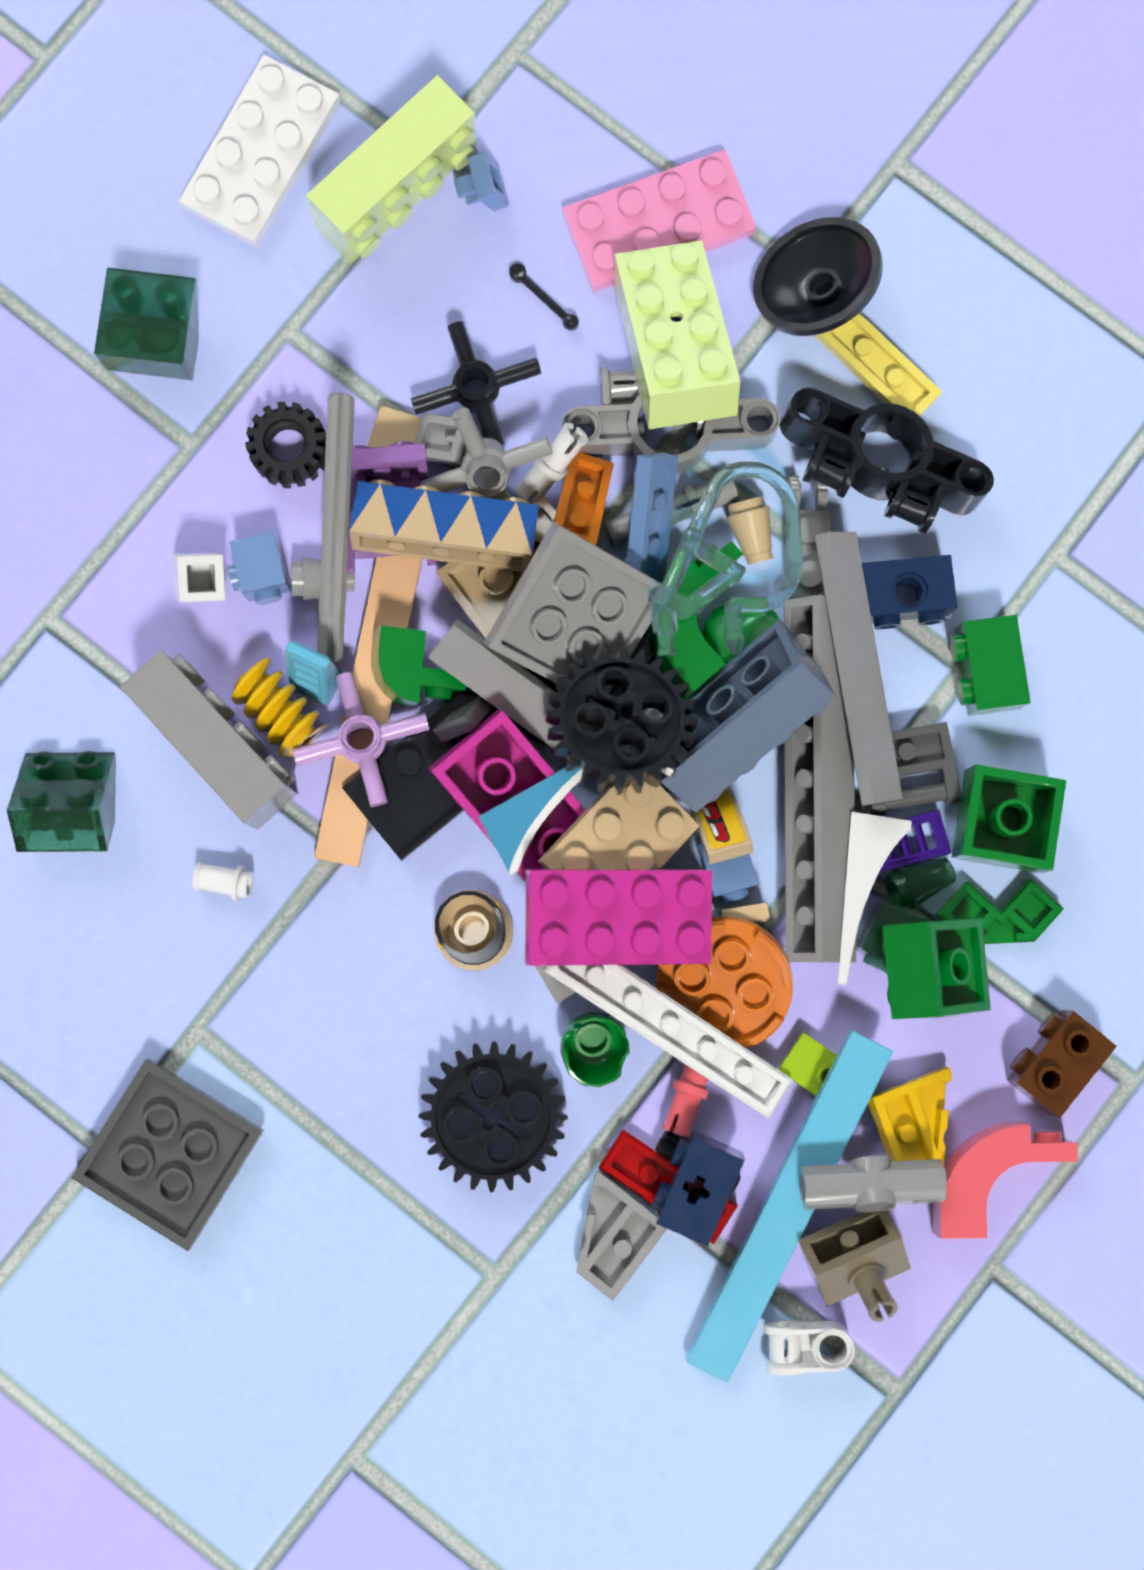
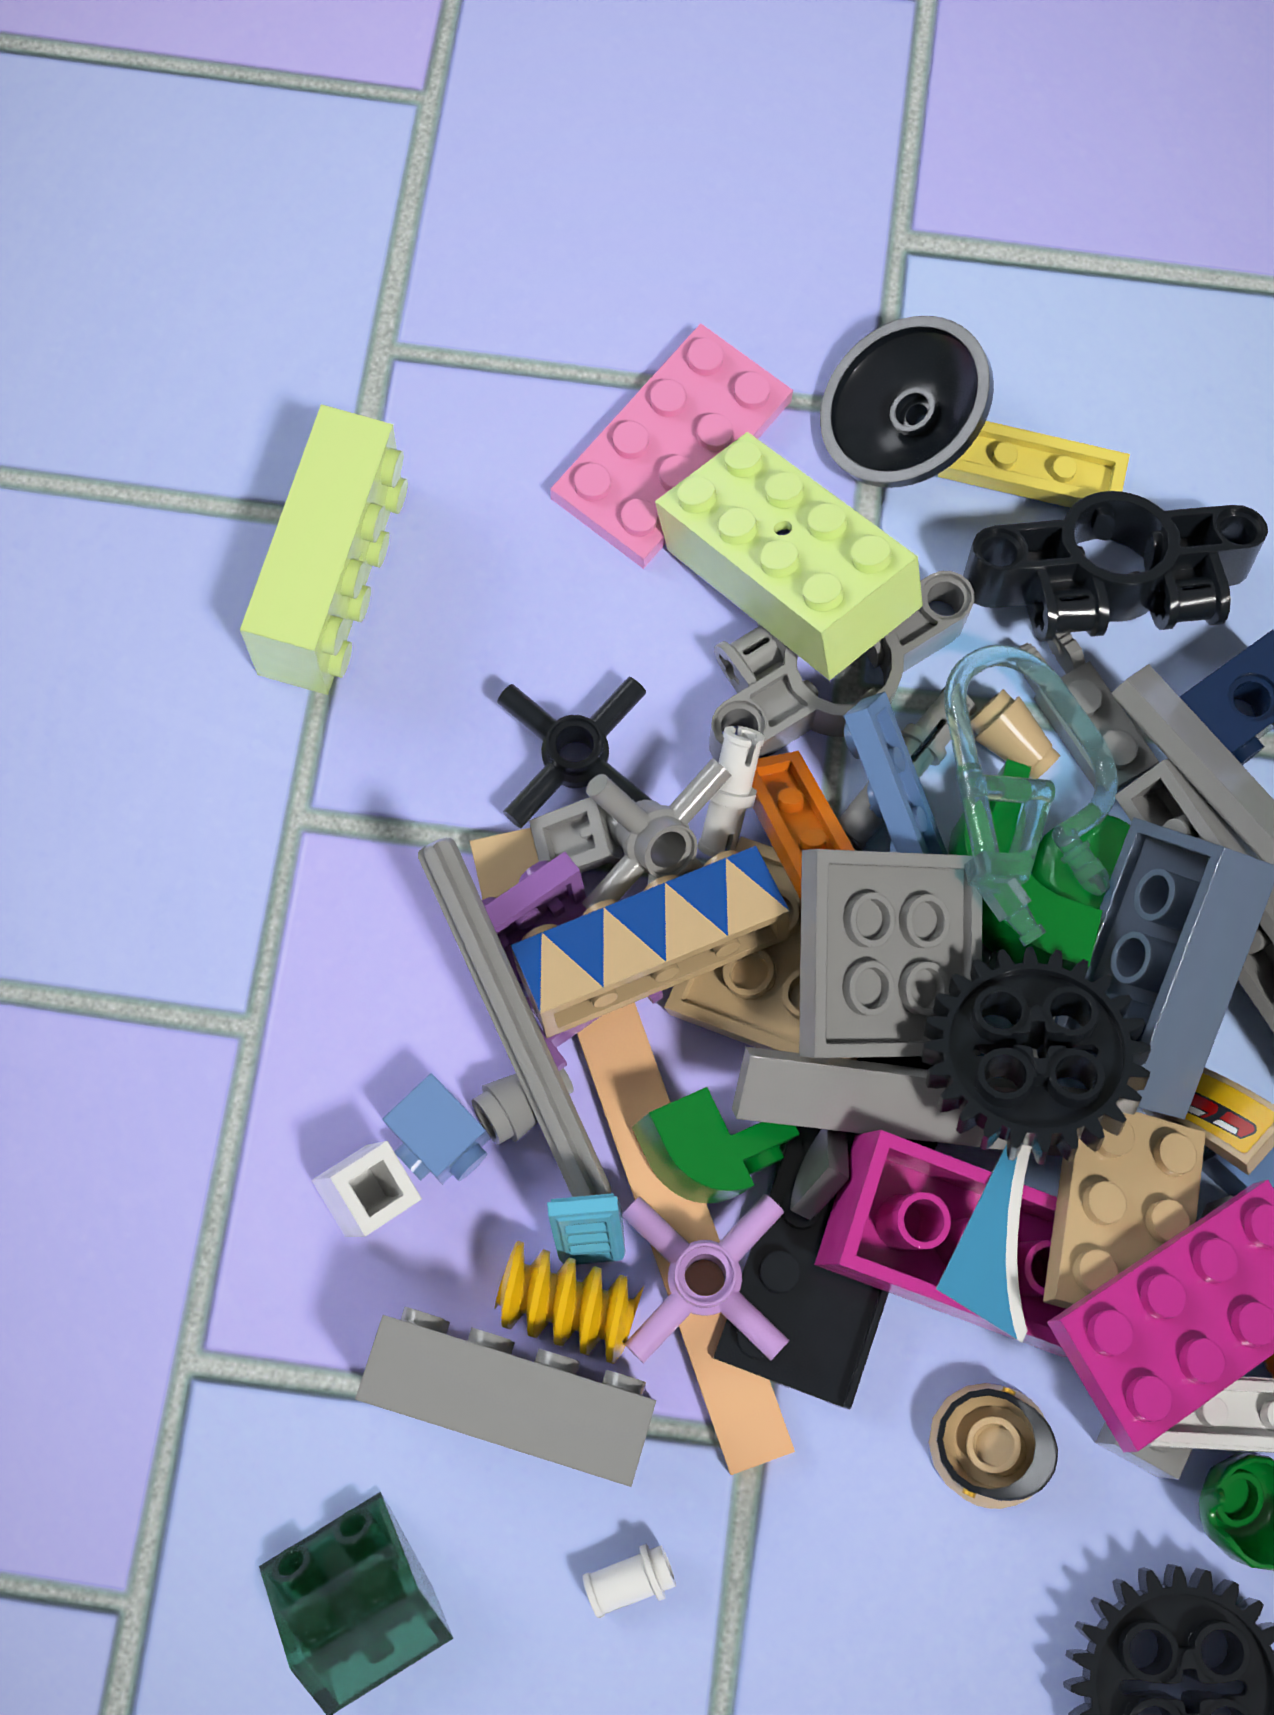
camera: 30 degrees left, 10 degrees down
(148, 324) = (115, 904): clear green slope -> none
(260, 151) = (137, 623): white plate -> none
(271, 424) = (353, 929): black tyre -> none
(483, 183) = (438, 512): medium blue tile -> none
(518, 275) = (541, 595): black hinge -> none

